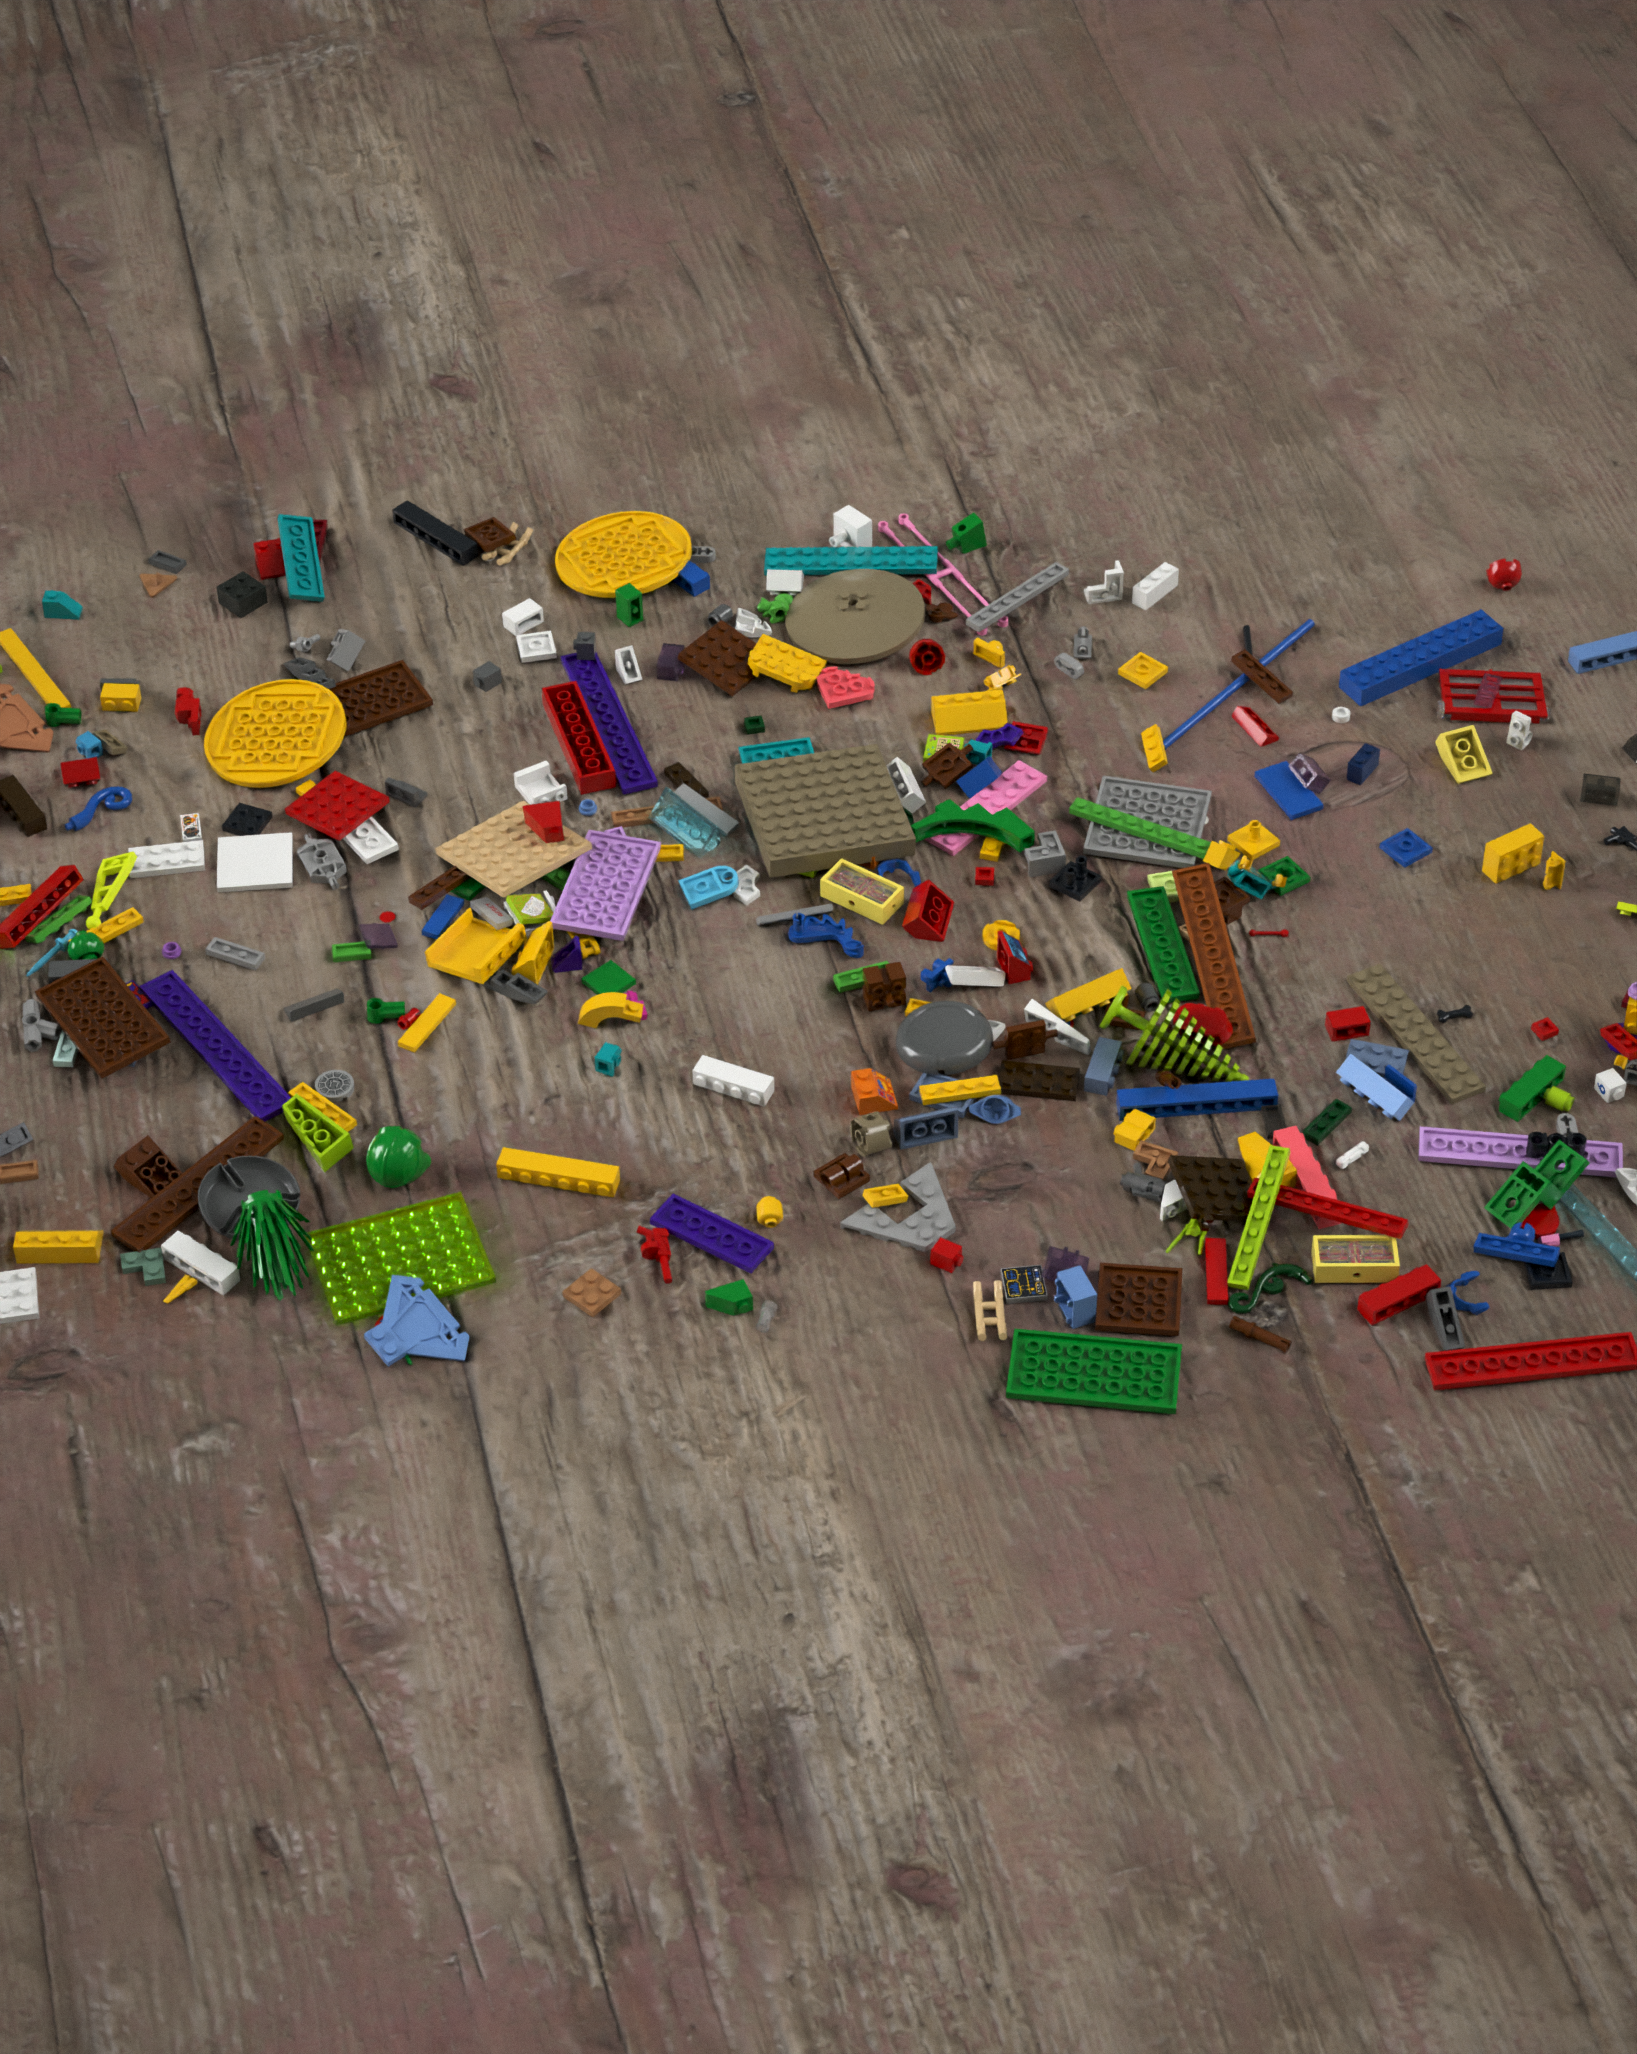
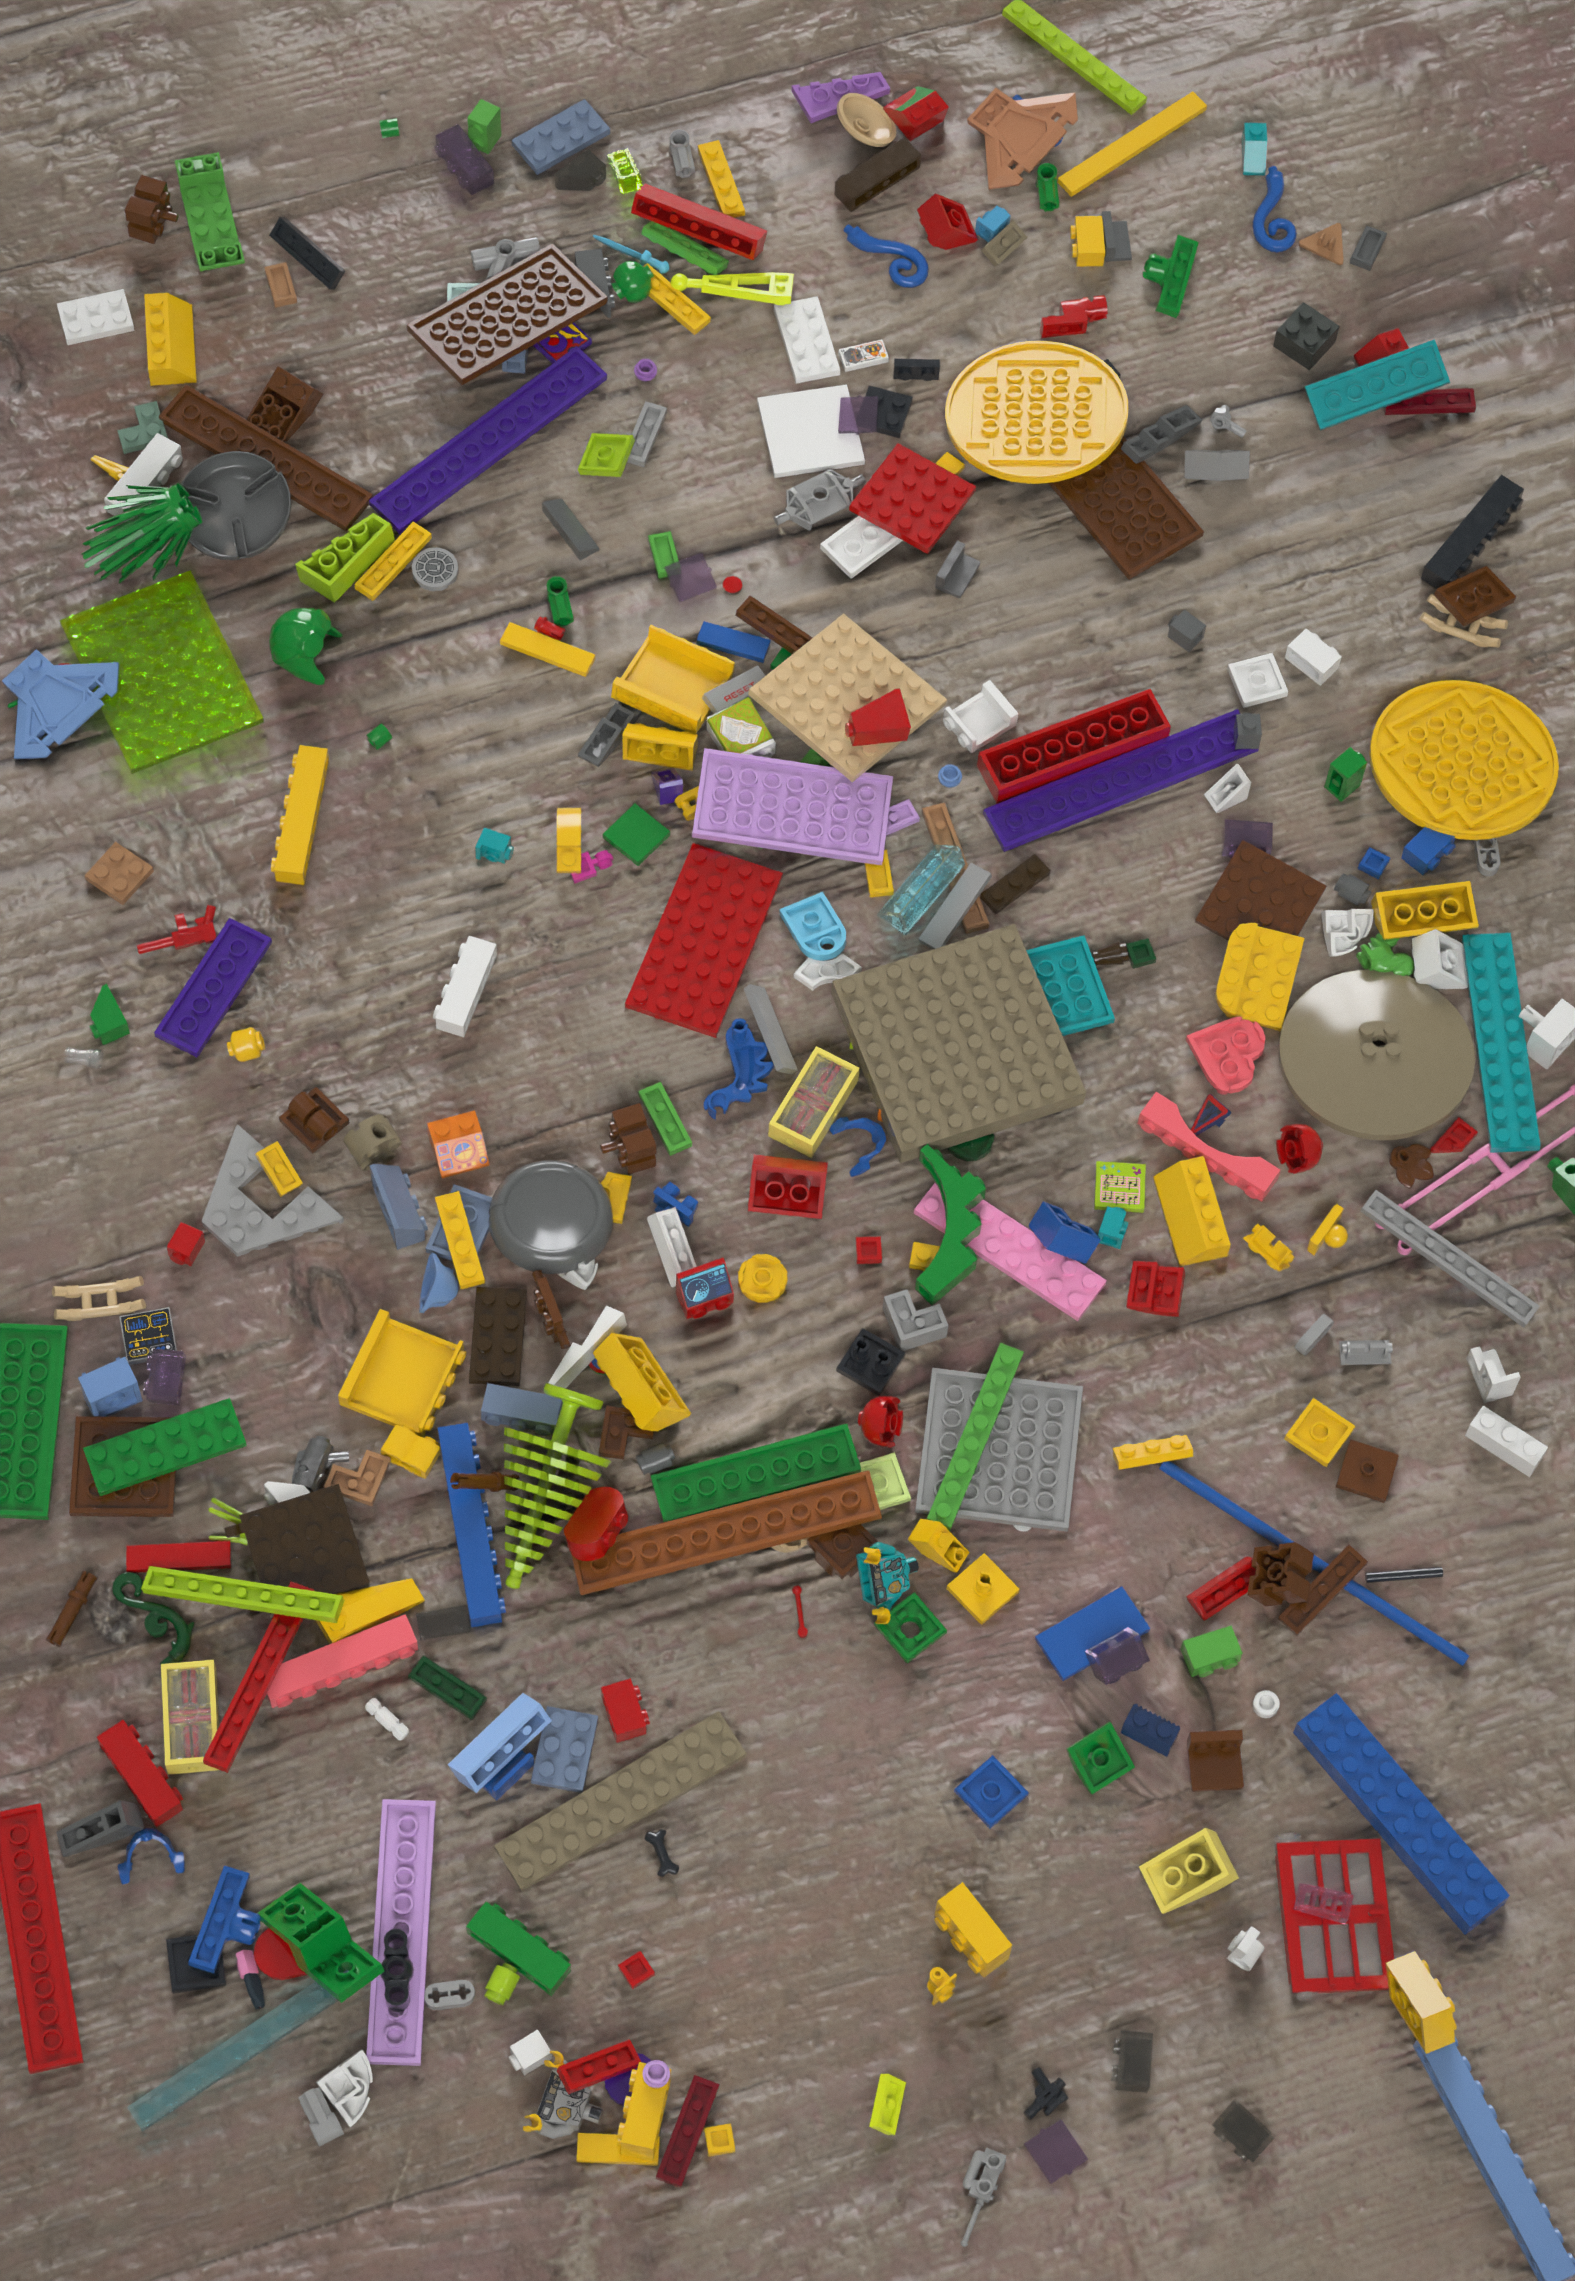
camera: 80 degrees right, 20 degrees up
(136, 611) = (1275, 189): none -> blue plant
(162, 658) = (1172, 274): none -> green plate
(214, 799) = (916, 369): none -> black plate
(250, 975) = (606, 455): none -> lime tile
(251, 829) = (858, 415): none -> clear purple piece
(490, 1124) = (379, 736): none -> green hose
(697, 607) = (1373, 863): none -> blue tile
(709, 949) = (704, 940): none -> red plate
(747, 580) = (1424, 909): none -> yellow slope
(755, 733) = (1111, 955): none -> dark brown cone
(894, 698) = (1211, 1113): none -> piece
(897, 719) = (1248, 1173): none -> coral arch
(905, 785) = (1027, 1138): white brick -> none
(947, 765) = (1076, 1189): reddish brown plate -> none
(1006, 735) = (1147, 1259): dark purple tile -> none
(1069, 1133) = (401, 1374): none -> yellow panel
(1125, 874) = (881, 1420): none -> red cylinder
(1127, 1268) = (164, 1447): none -> green plate
(1172, 653) = (1367, 1471): none -> reddish brown plate
(1253, 689) = (1280, 1574): none -> reddish brown brick
(1305, 732) = (1211, 1652): none -> bright green brick
(1384, 791) = (1099, 1758): none -> green slope
(1387, 739) = (1215, 1760): none -> reddish brown bracket
(1558, 649) = (1421, 2002): none -> yellow brick

